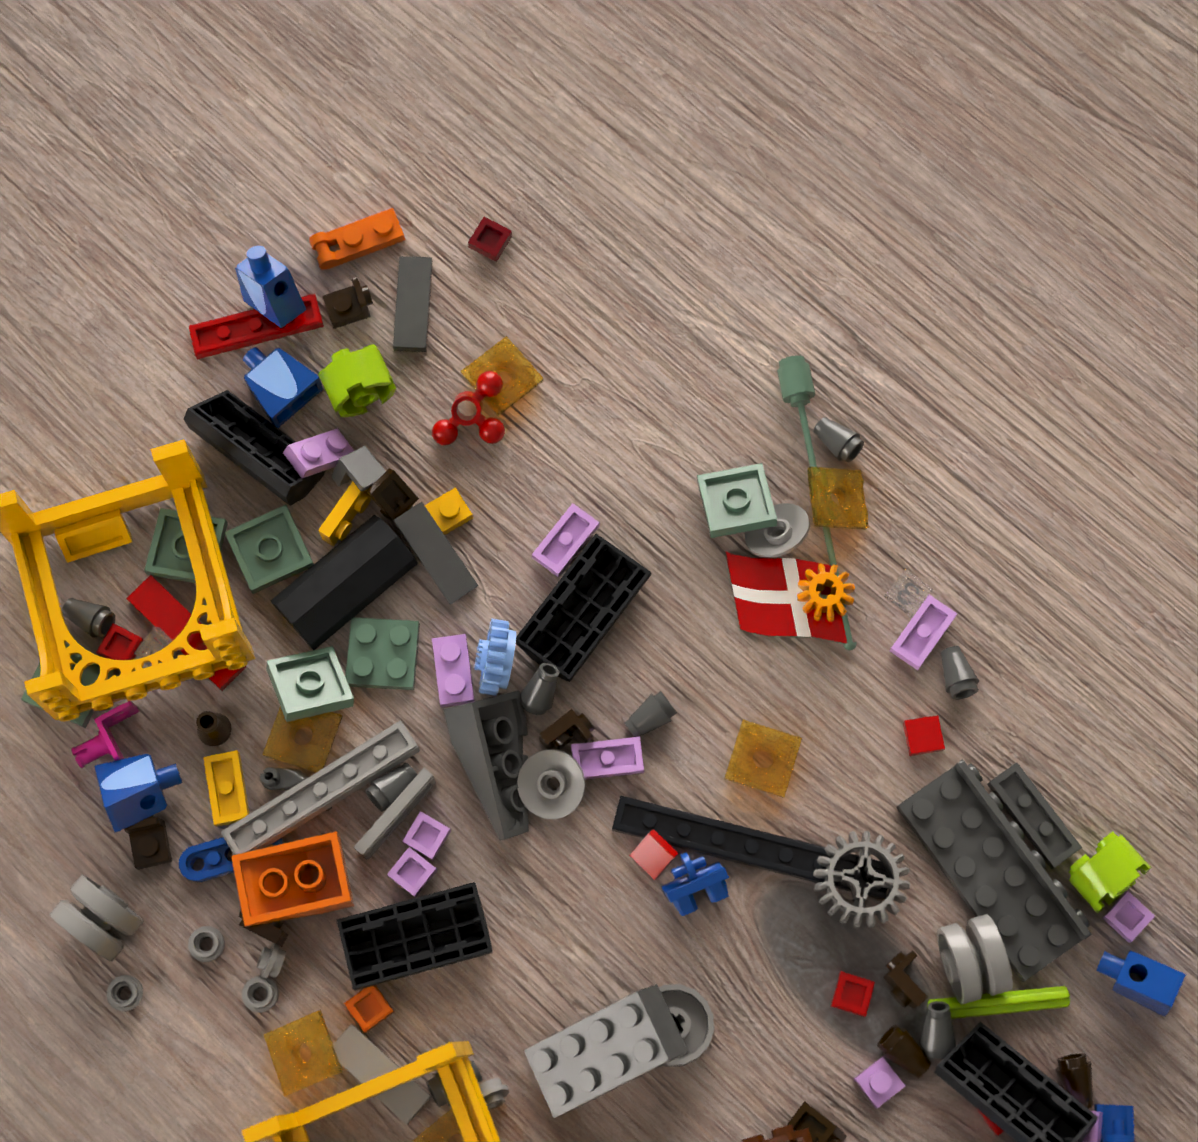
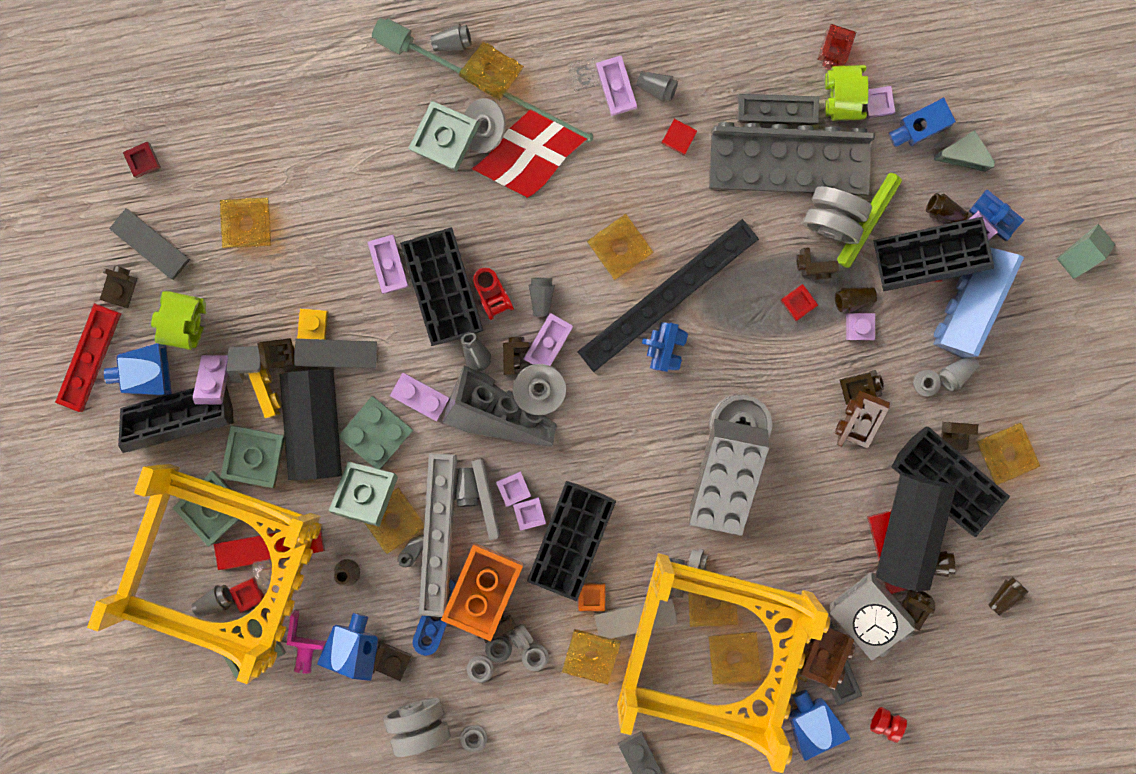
camera: 55 degrees left, 15 degrees up
(93, 535) = (159, 563): yellow tile -> none
(226, 787) = (391, 590): yellow plate -> none
(231, 947) = (495, 656): none -> dark grey plate
(269, 287) = (60, 331): blue torso -> none
(357, 239) = (75, 247): orange plate -> none
(490, 429) = (277, 257): red piece -> none
(495, 657) = (434, 365): light blue gear -> none
(614, 665) = (492, 294): none -> red piece
(654, 854) = (629, 358): tile -> none
(833, 602) = (537, 126): light orange gear -> none
(878, 880) = (748, 253): light grey gear -> none
(938, 1031) = (862, 271): dark grey cone -> none
(1153, 1053) = (968, 153): none -> sand green slope
(1155, 819) = (842, 40): none -> clear red brick

